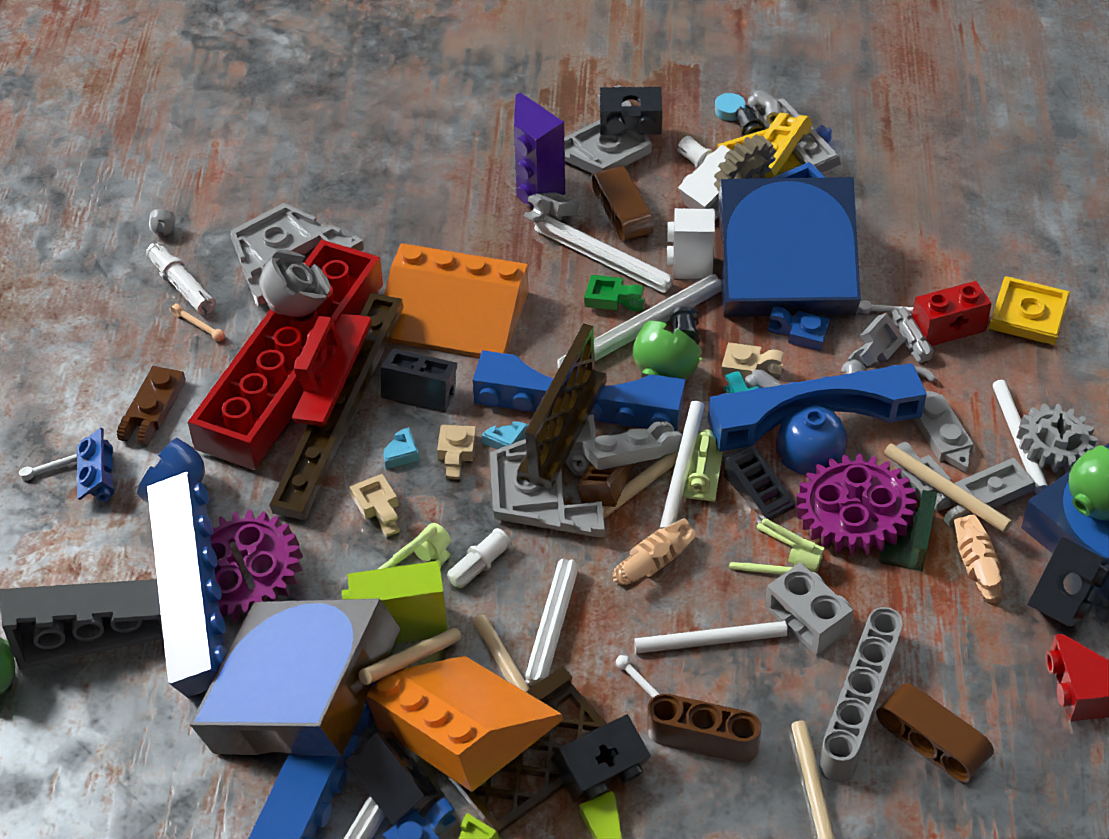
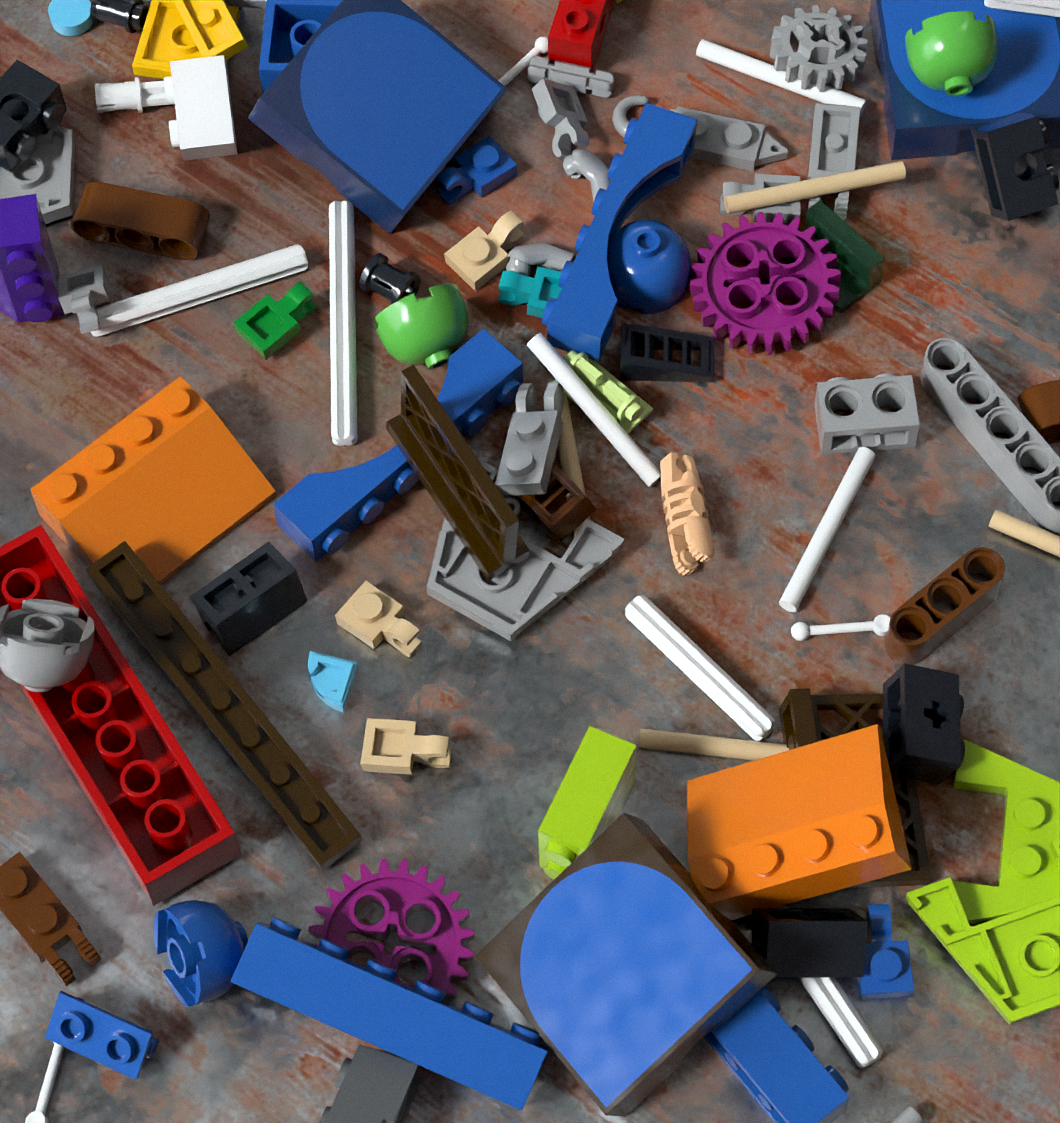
camera: 55 degrees left, 15 degrees up
(326, 364) = (180, 679): red bracket -> none
(409, 656) = (676, 833): tan bar -> none
(428, 545) = (508, 730): yellowish green plant -> none
(479, 558) = (560, 688): white axle -> none
(504, 435) = (400, 558): medium azure tile -> none
(692, 243) = (285, 190): white brick -> none
(747, 160) = (240, 62): dark tan gear -> none
(802, 551) = (792, 374): yellowish green plant -> none
(979, 557) = (911, 220): light nougat hinge -> none

